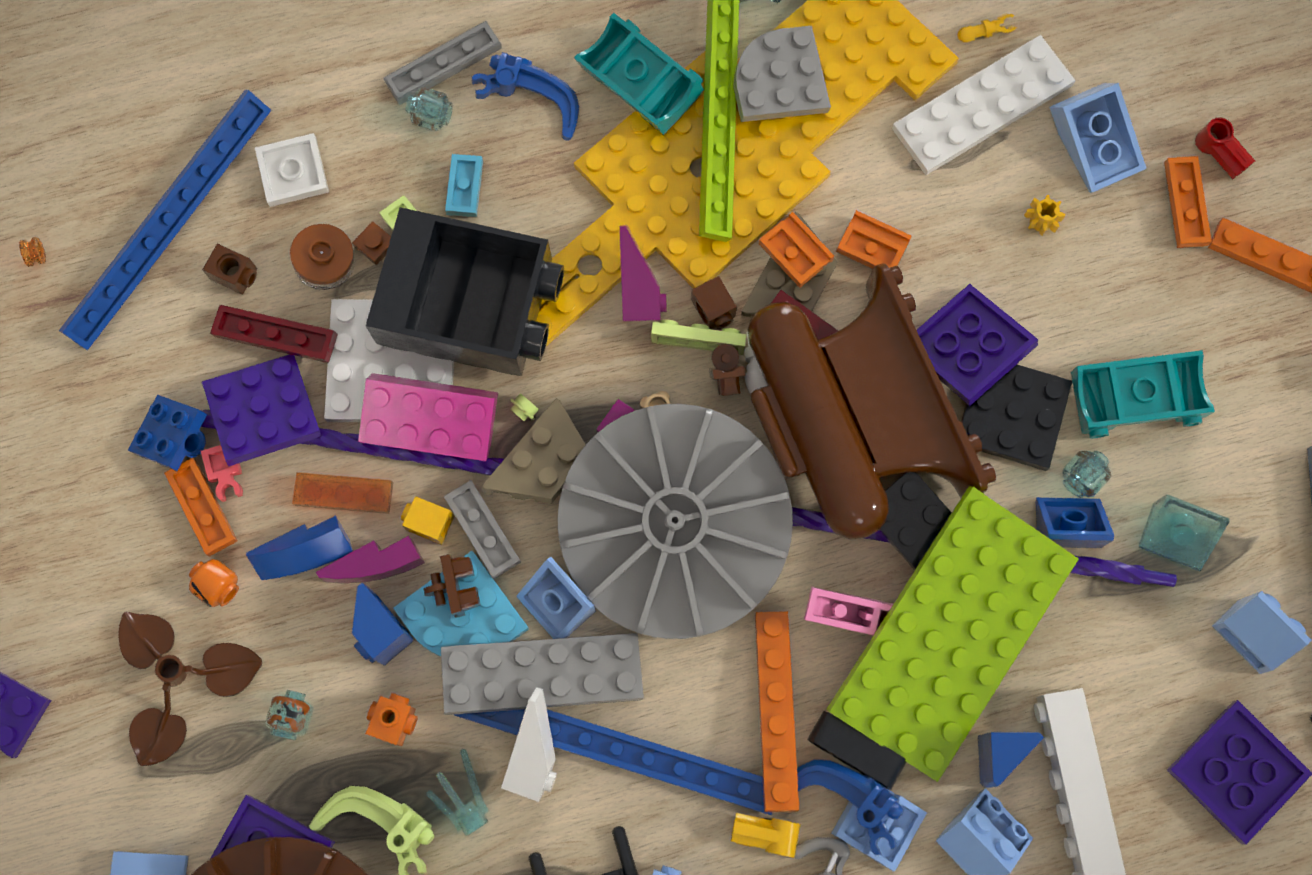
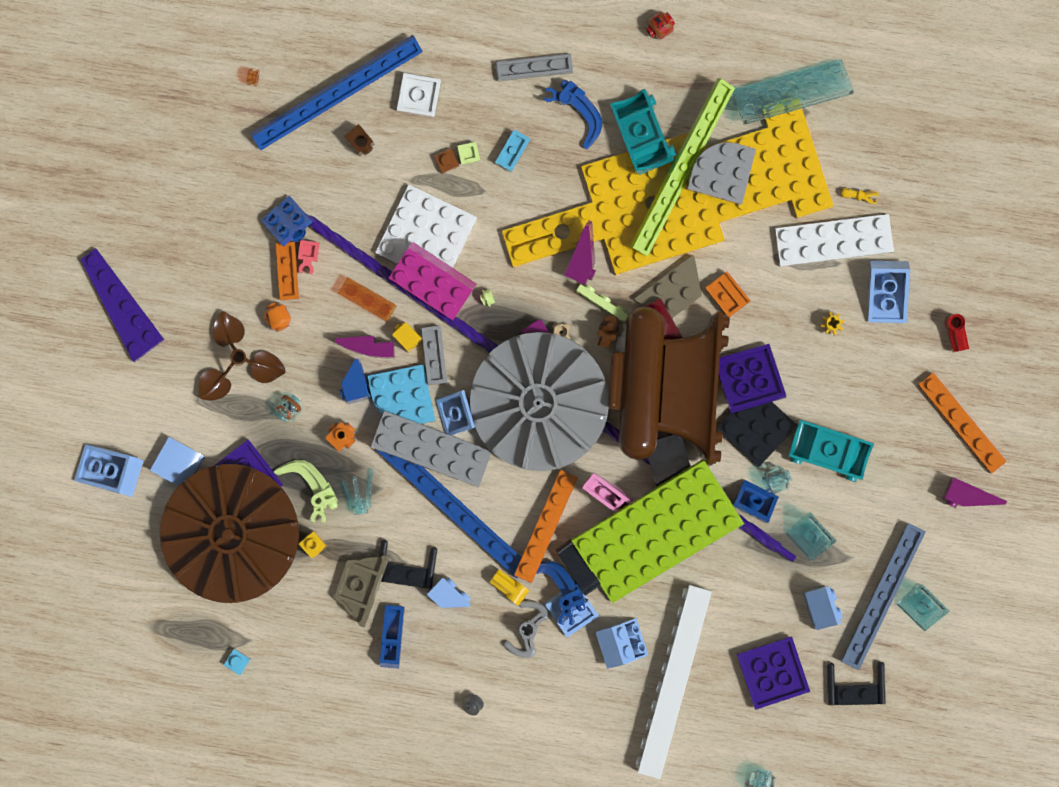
camera: 25 degrees right, 10 degrees up
(261, 409) = (343, 231): dark purple plate -> none
(274, 333) = (368, 190): dark red plate -> none
(301, 550) = (332, 322): blue slope -> none
(322, 256) = (414, 157): dark orange piece -> none
(429, 109) = (513, 95): clear light blue head -> none
(458, 599) = (408, 372): reddish brown hips -> none
(464, 292) = (483, 221): black brick -> none
(533, 753) = (407, 489): white slope -> none
(540, 459) = (483, 332): dark tan wing -> none
(714, 303) = (620, 288): reddish brown brick -> none
(796, 249) = (680, 279): orange plate -> none
(1003, 753) = (652, 604): blue slope -> none
(1187, 202) = (918, 353): orange plate -> none

